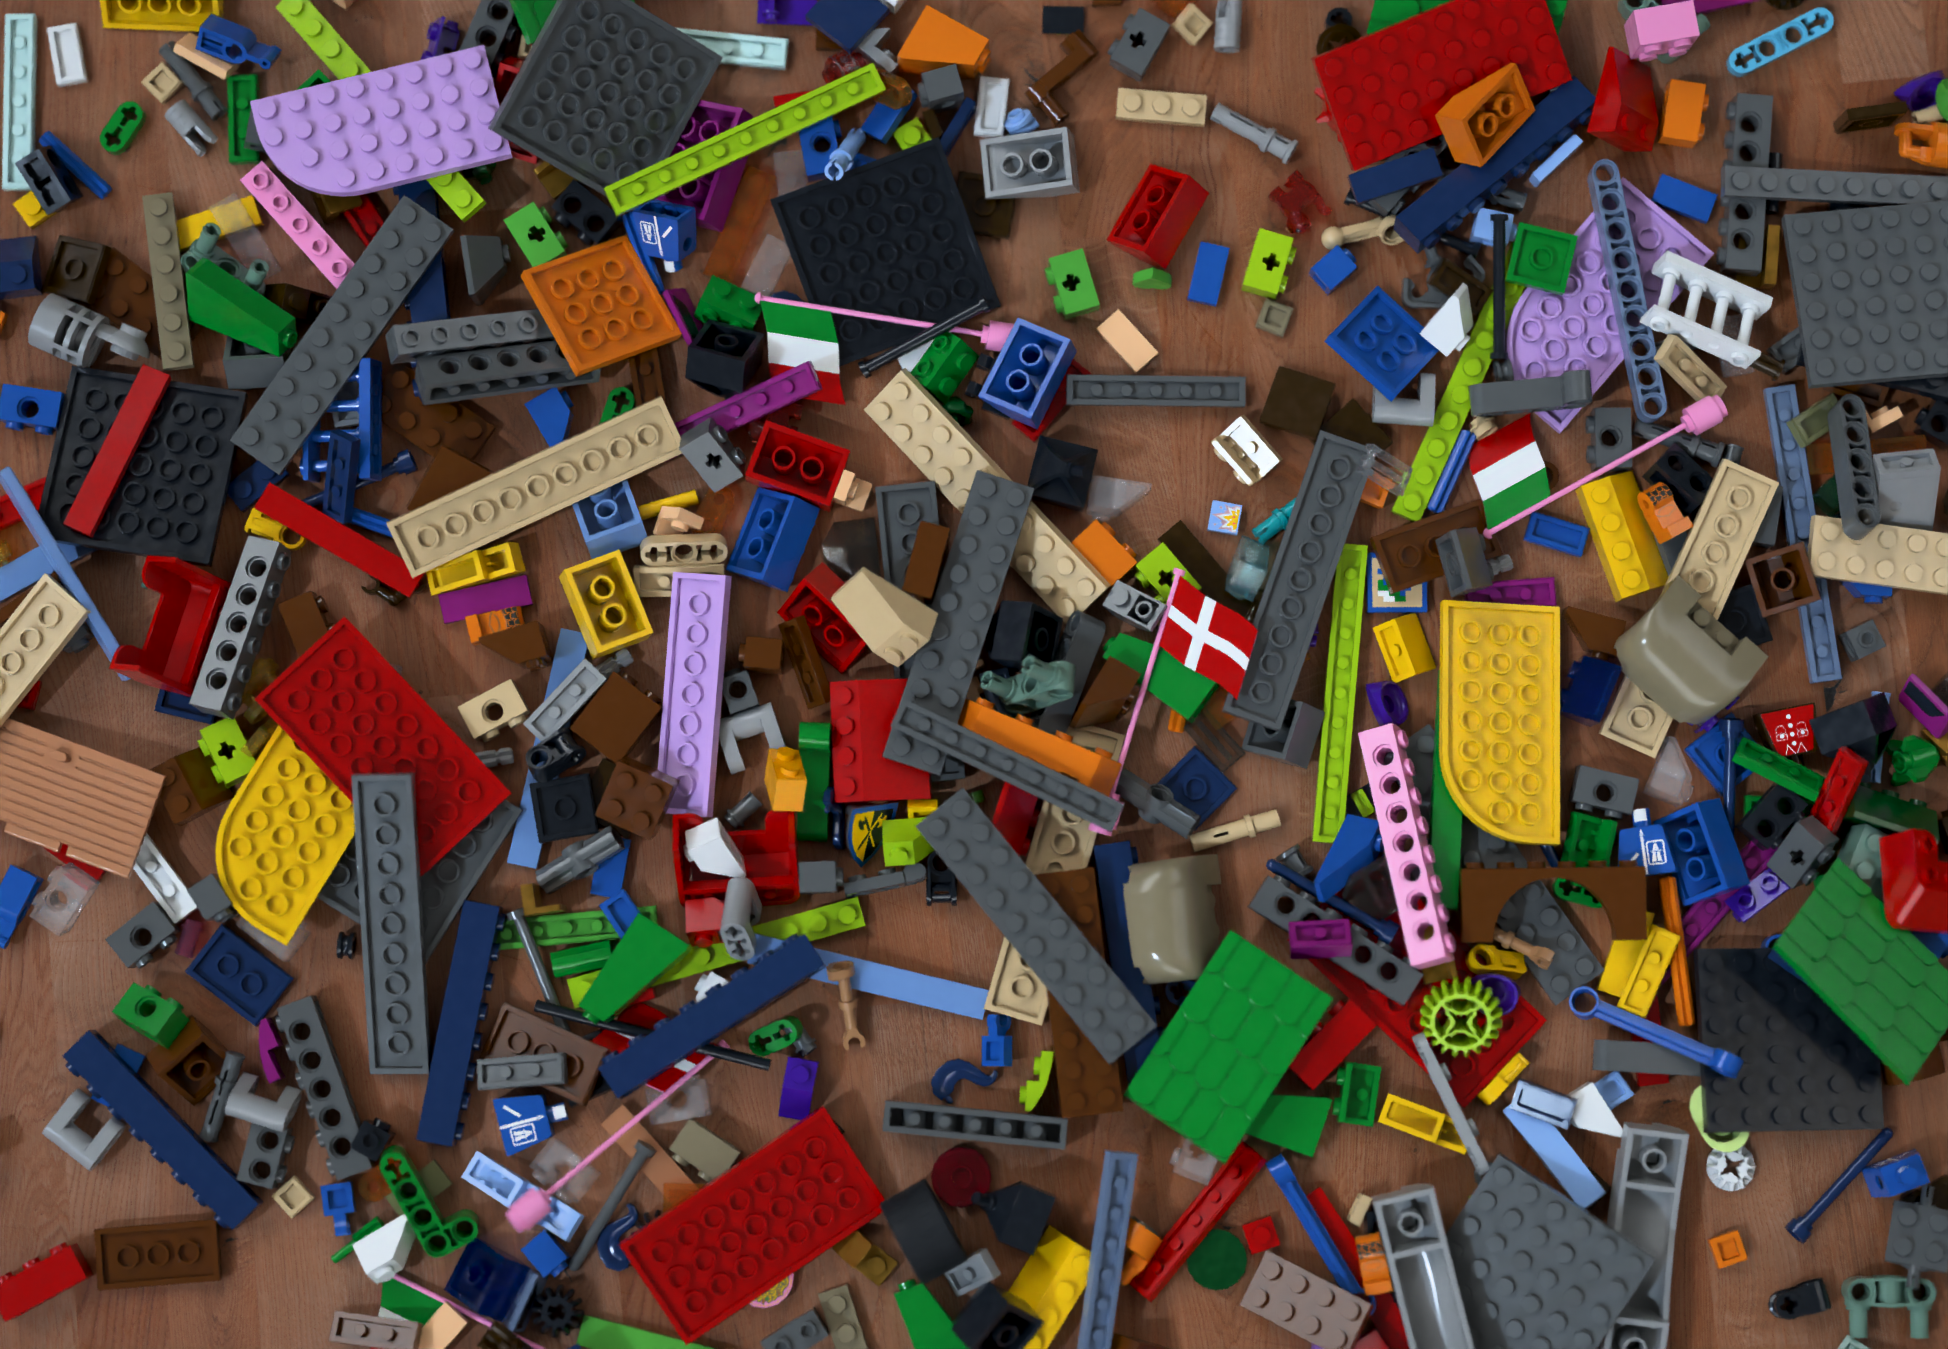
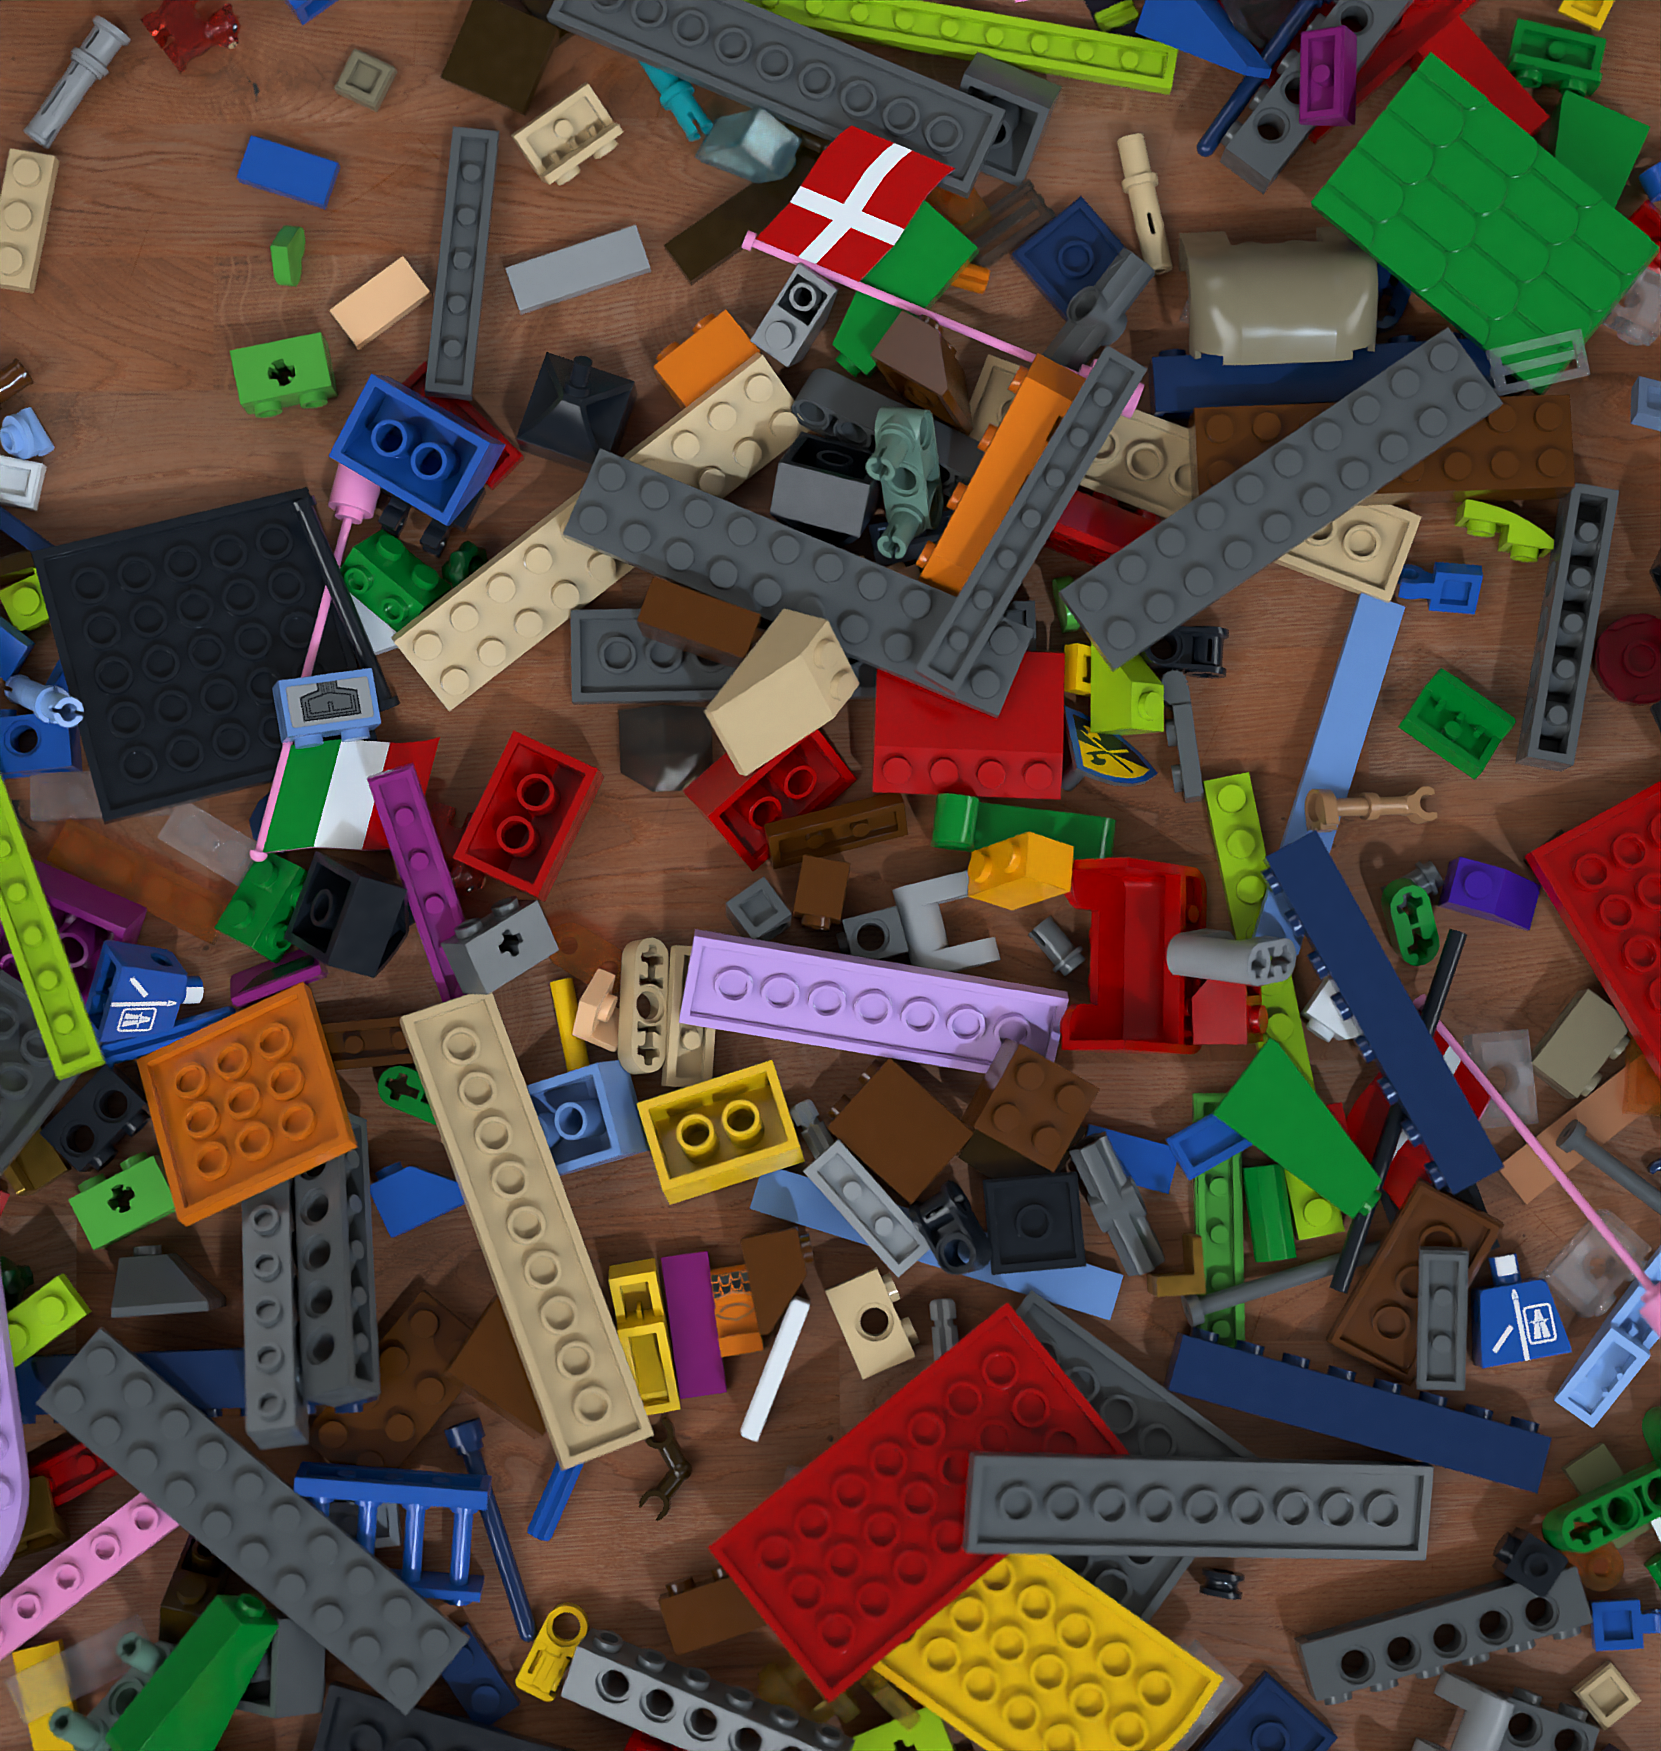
camera: 85 degrees left, 0 degrees up
(268, 1041) = (1363, 1716): magenta slope -> none
(337, 539) = (579, 1553): red tile -> none
(341, 476) = (480, 1538): dark blue plate -> none
(460, 651) = (775, 1367): none -> white tile
(714, 850) = (1120, 992): white slope -> none
(747, 616) = (758, 912): none -> dark grey brick
(773, 539) = (638, 867): blue slope -> none
(820, 877) = (1174, 830): dark grey brick -> none
(838, 815) = (1072, 801): dark blue piece -> none
(852, 491) = (576, 736): light nougat bracket -> none
(855, 331) = (326, 707): none -> brick
(907, 1057) = (1457, 723): none -> green bracket
(954, 1070) = (1478, 658): dark blue piece -> none
(986, 216) = (144, 491): dark brown tile -> none
(1030, 164) = (90, 422): light grey slope -> none
(1113, 496) = (620, 339): clear slope -> none
(1153, 1085) = (1498, 371): none -> clear tile
(1157, 562) = (728, 282): lime brick -> none
(1158, 215) = (189, 236): red slope -> none
(1160, 466) = (578, 269): none -> light grey tile
(1224, 517) = (666, 180): tile -> none
(1268, 246) = (297, 97): lime brick -> none
(1294, 860) = (1196, 120): dark grey bush -> none

